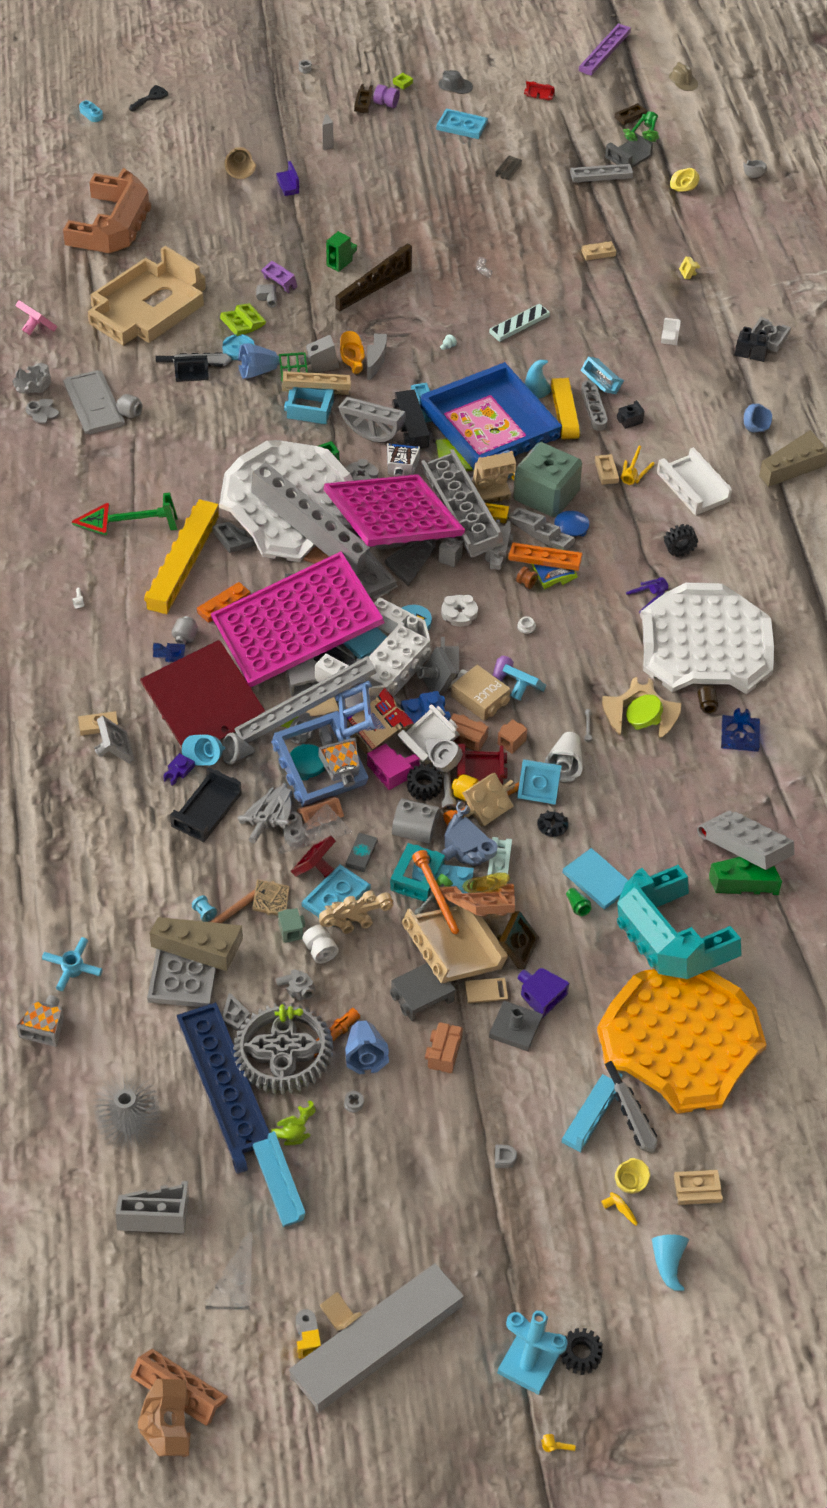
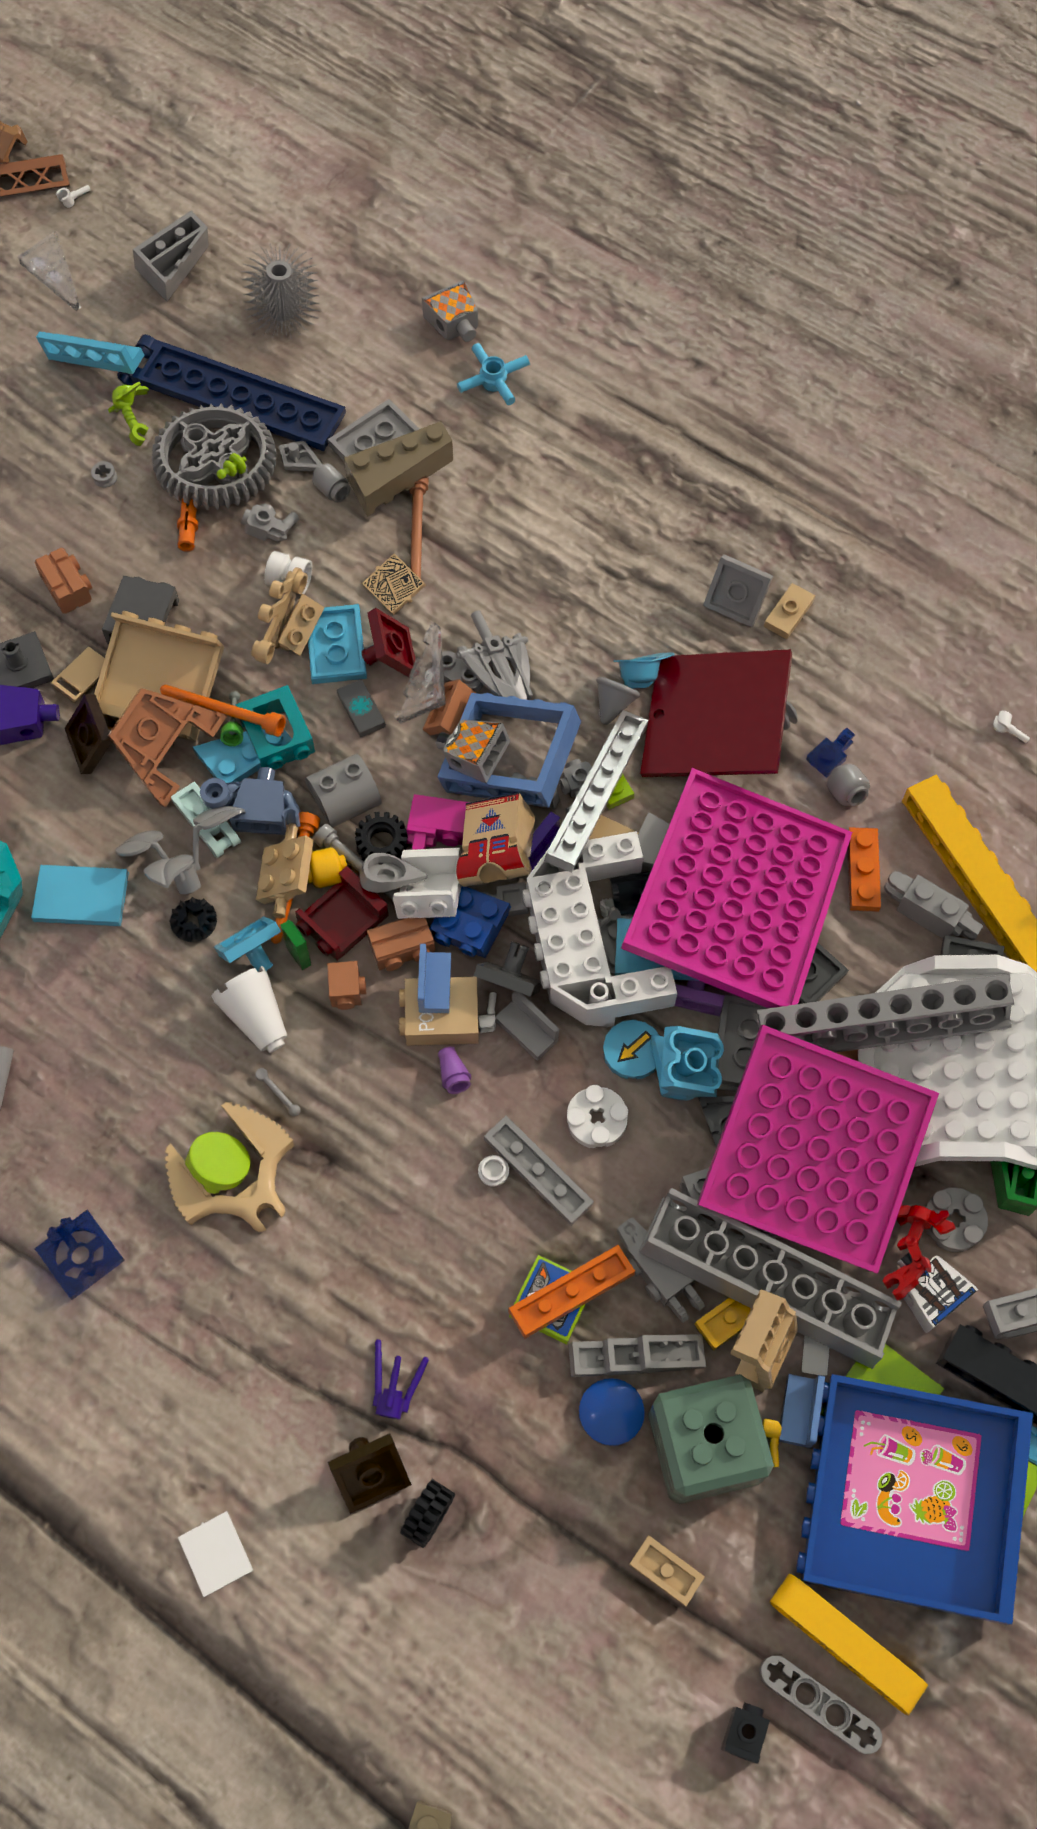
camera: 135 degrees right, 15 degrees up
(159, 1337) = (68, 197): none -> white hand
(179, 767) = (649, 637): dark purple plate -> none
(204, 908) = (441, 518): medium azure bush -> none
(207, 805) = (568, 616): black panel -> none
(219, 562) = (931, 906): none -> light grey hinge
(237, 978) = (331, 482): none -> light grey brick
(291, 925) = (340, 570): sand green brick -> none
(307, 761) = (527, 751): teal tile -> none
(366, 1048) = (137, 513): medium blue cone -> none
(370, 721) = (500, 762): medium blue piece -> none
(402, 586) = (687, 1062): none -> medium azure piece
(406, 461) = (920, 1219): none -> red piece
(475, 692) = (434, 981): none -> medium blue panel
(487, 883) = (183, 764): clear yellow piece -> none
(508, 610) = (538, 1170): none -> light grey plate
(519, 756) = (296, 944): none -> green tile
(523, 680) = (404, 1068): medium azure tile -> none
(527, 577) = (567, 1245): dark orange wheel -> none
(536, 380) = (936, 1656): medium azure hat -> none
(552, 814) = (181, 867): none -> light grey plant
(580, 905) = (71, 843): green cone -> none
(601, 375) = (869, 1776): medium azure window -> none
(630, 475) = (625, 1594): yellow plant -> none
(690, 568) = (369, 1472): none -> dark brown tile
(695, 482) = (524, 1680): white panel -> none
(706, 638) = (245, 1370): white plate -> none
(708, 699) = (159, 1263): dark brown brick -> none
(777, 600) = (215, 1554): none -> white window

